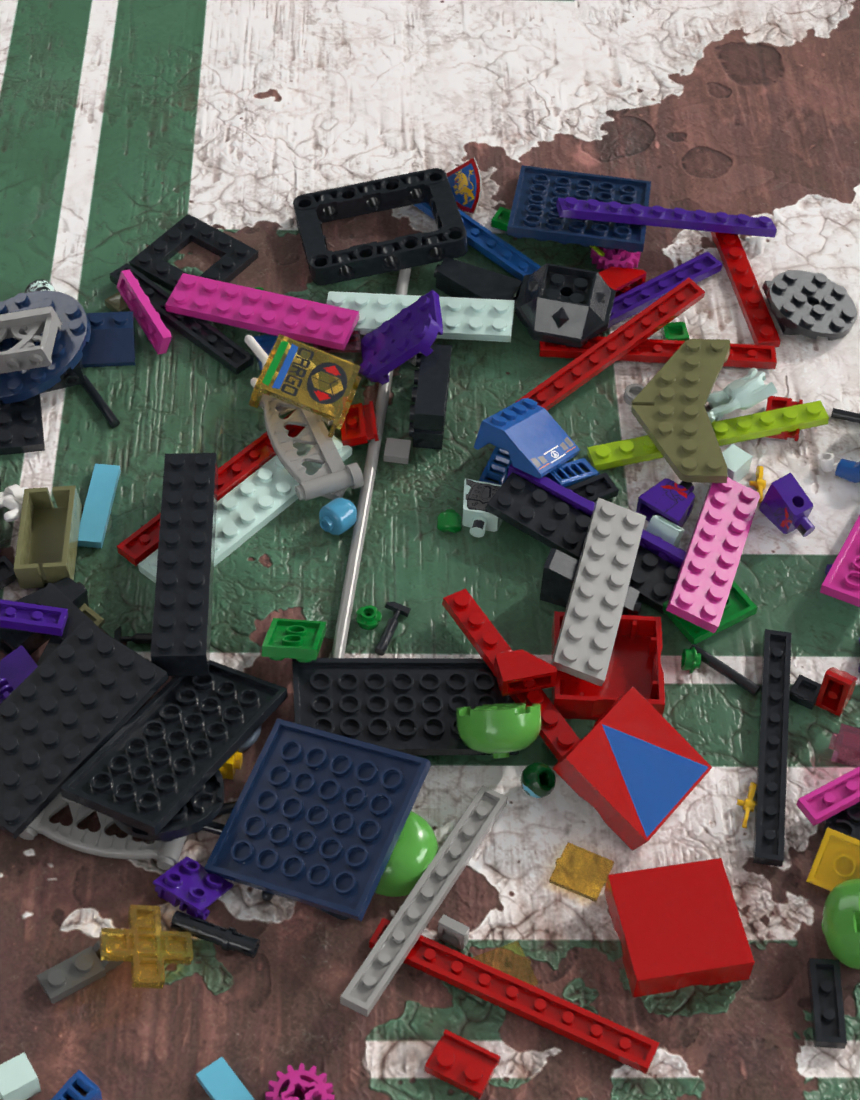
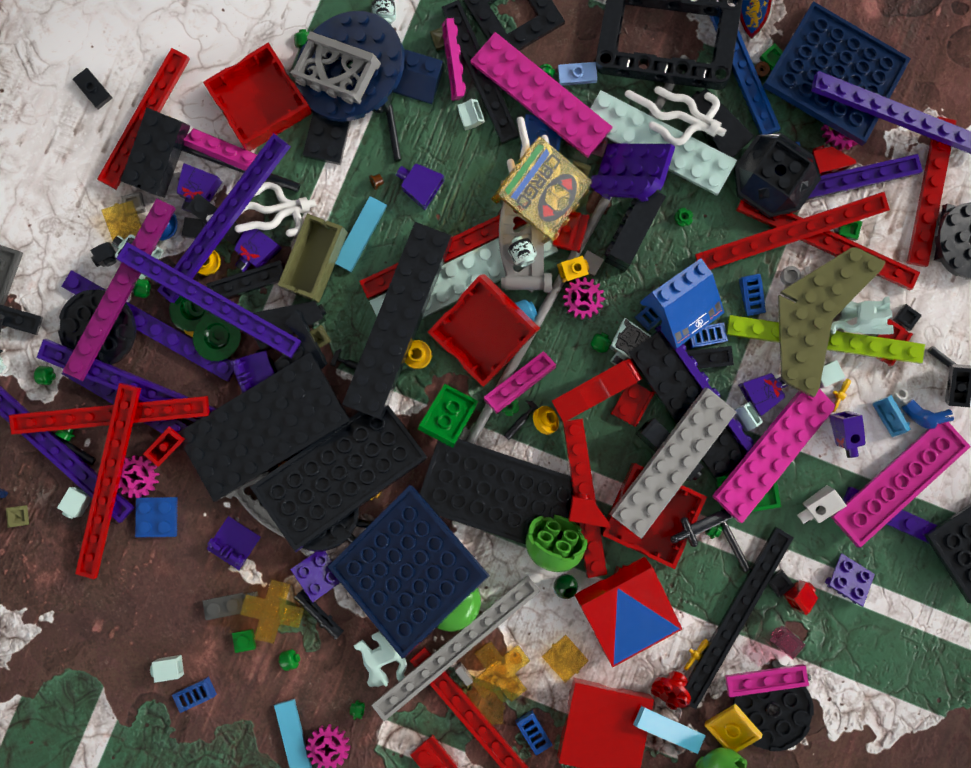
camera: 20 degrees right, 35 degrees up
(56, 891) = (233, 543): none -> dark purple hinge
(96, 448) = (376, 181): none -> reddish brown piece
(117, 1009) = (244, 640): none -> green plate
(153, 433) = (420, 183): none -> dark purple torso
(185, 358) = (470, 114): none -> light aqua piece
(194, 1013) = (289, 660): none -> green piece
(227, 596) = (418, 355): none -> yellow plate
(298, 538) = (484, 330): none -> red tile
(301, 288) = (577, 73): none -> light blue plate
(309, 447) = (522, 251): none -> light aqua head
(321, 1035) = (357, 709): none -> green plate
(324, 952) = (380, 656): none -> light aqua animal
(368, 583) = (519, 382): none -> dark pink plate
(378, 452) = (573, 268): none -> yellow brick
(405, 481) = (578, 292): none -> dark pink gear
(420, 612) = (545, 420): none -> yellow plate
(449, 280) = (698, 121): none -> white plant
(468, 532) = (596, 390): none -> red tile
(483, 378) = (683, 212): none -> green plate
(500, 231) = (762, 69): none -> reddish brown piece
(501, 912) = (500, 671): none -> clear yellow plate
(519, 568) = (632, 404): none -> red plate
(570, 974) = (526, 718): none -> blue slope
(597, 408) = (759, 294): none -> blue slope
(666, 652) = (700, 526): none -> black sword
(740, 846) = (672, 690): none -> red plate
(761, 890) = (669, 729): none -> medium azure tile
(789, 390) = (907, 317): none -> black tile
(803, 585) = (829, 504): none -> white torso
(828, 481) = (891, 416): none -> dark azure plate

